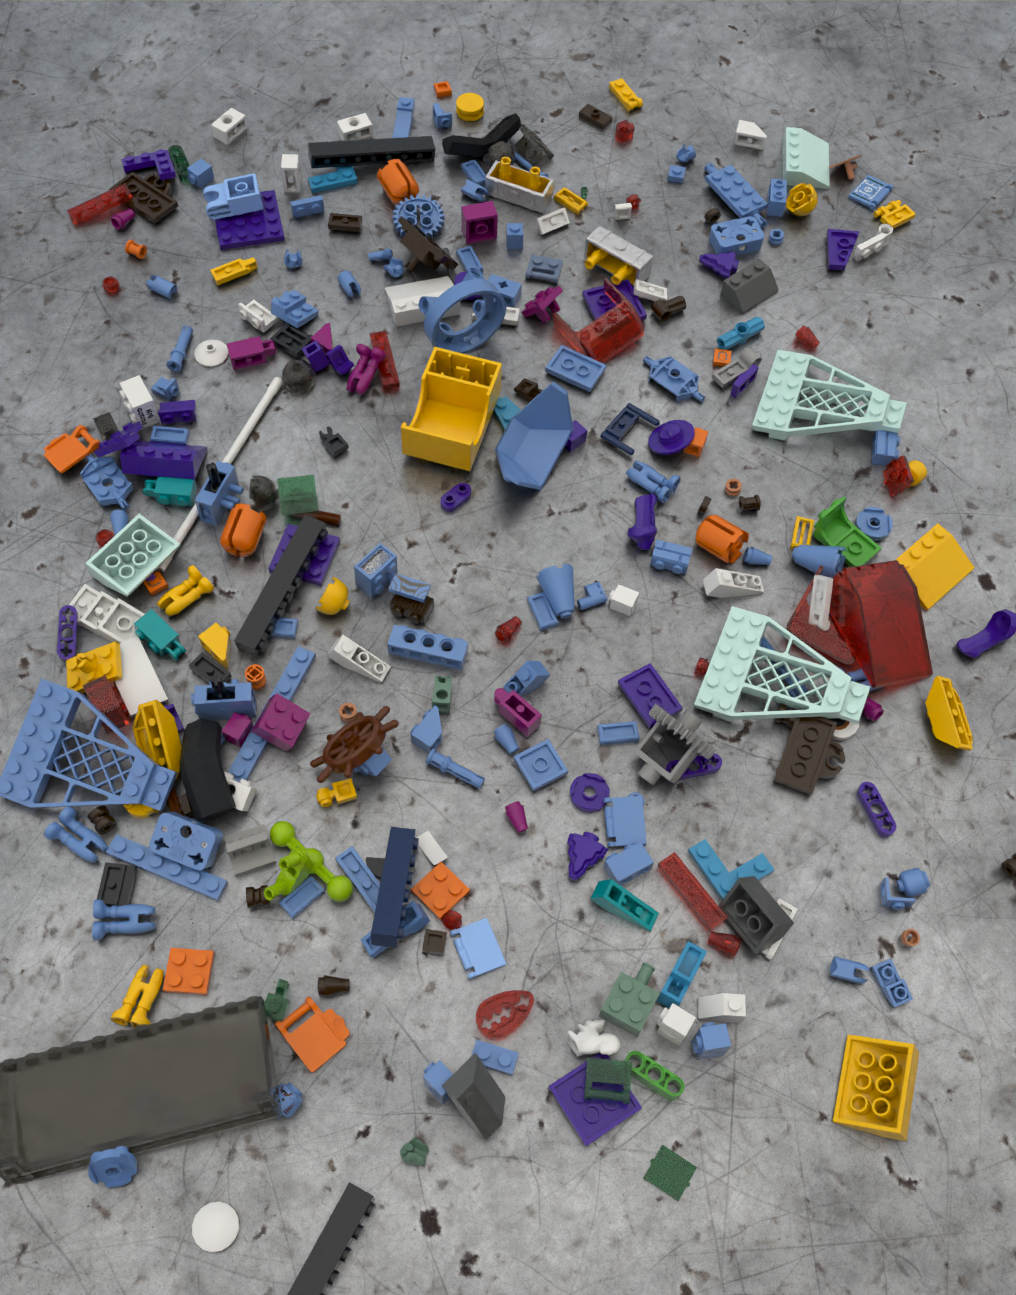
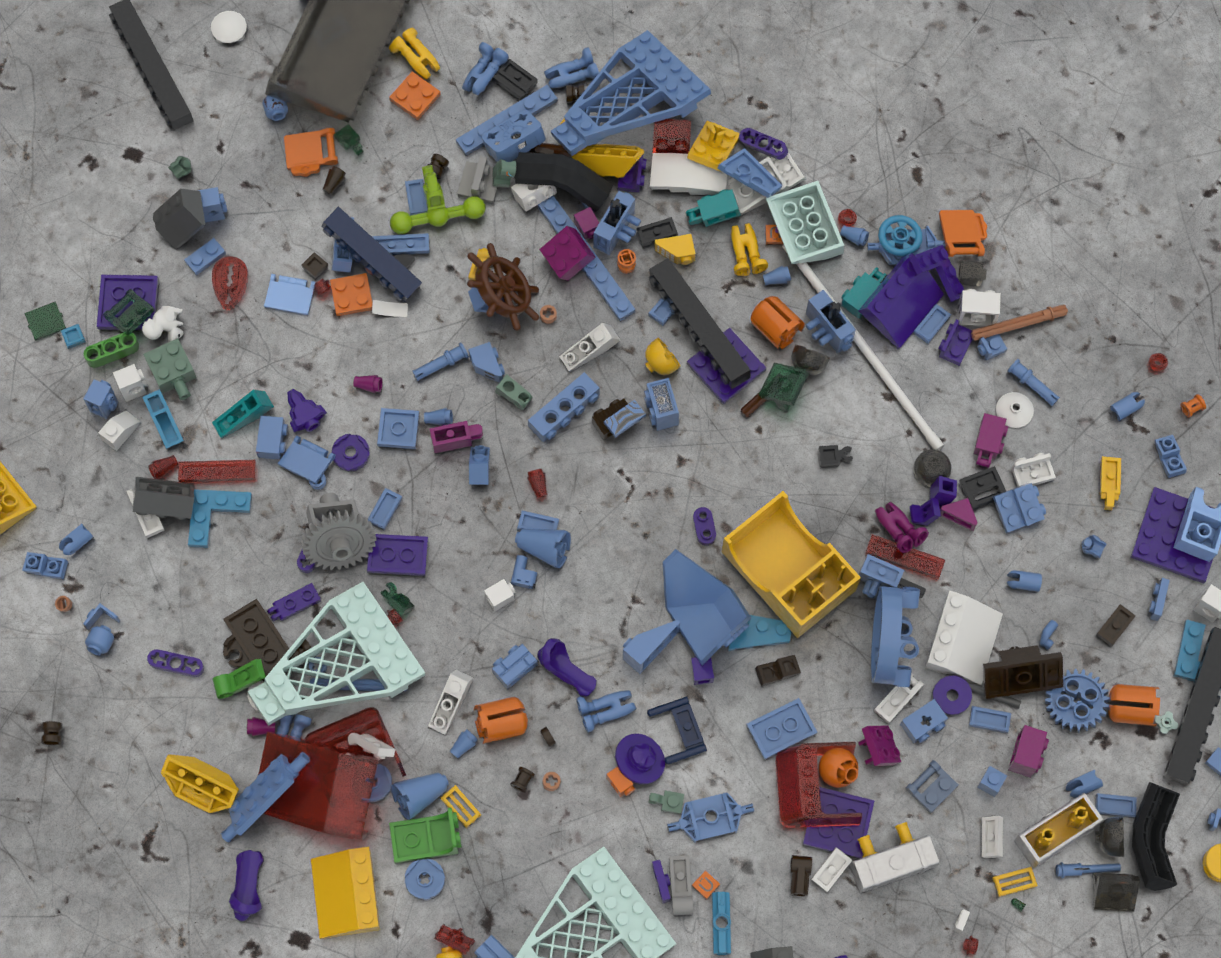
camera: 125 degrees right, 10 degrees up
(102, 485) = (902, 221): none -> dark azure plate
(109, 616) = (751, 173): none -> medium blue wing
(112, 364) = (1019, 322): none -> nougat axle
(188, 248) = (1169, 455): none -> medium blue slope
(195, 557) = (777, 276): none -> medium blue cone
(230, 822) = (503, 172): none -> sand green leg
(395, 267) = (1021, 636): medium blue arm -> none
(416, 351) = (880, 573): none -> medium blue piece
(578, 313) = (838, 767): none -> orange brick
(582, 471) = (648, 645): none -> medium blue slope
(665, 1129) = (73, 336): none -> dark azure tile
(685, 408) = (671, 801): none -> sand green plate
(687, 668) = (397, 601): none -> clear green plate
(751, 750) = (294, 603): none -> dark purple hinge
(844, 734) = (238, 680): none -> bright green plate
(924, 652) = (263, 793): none -> medium blue plate

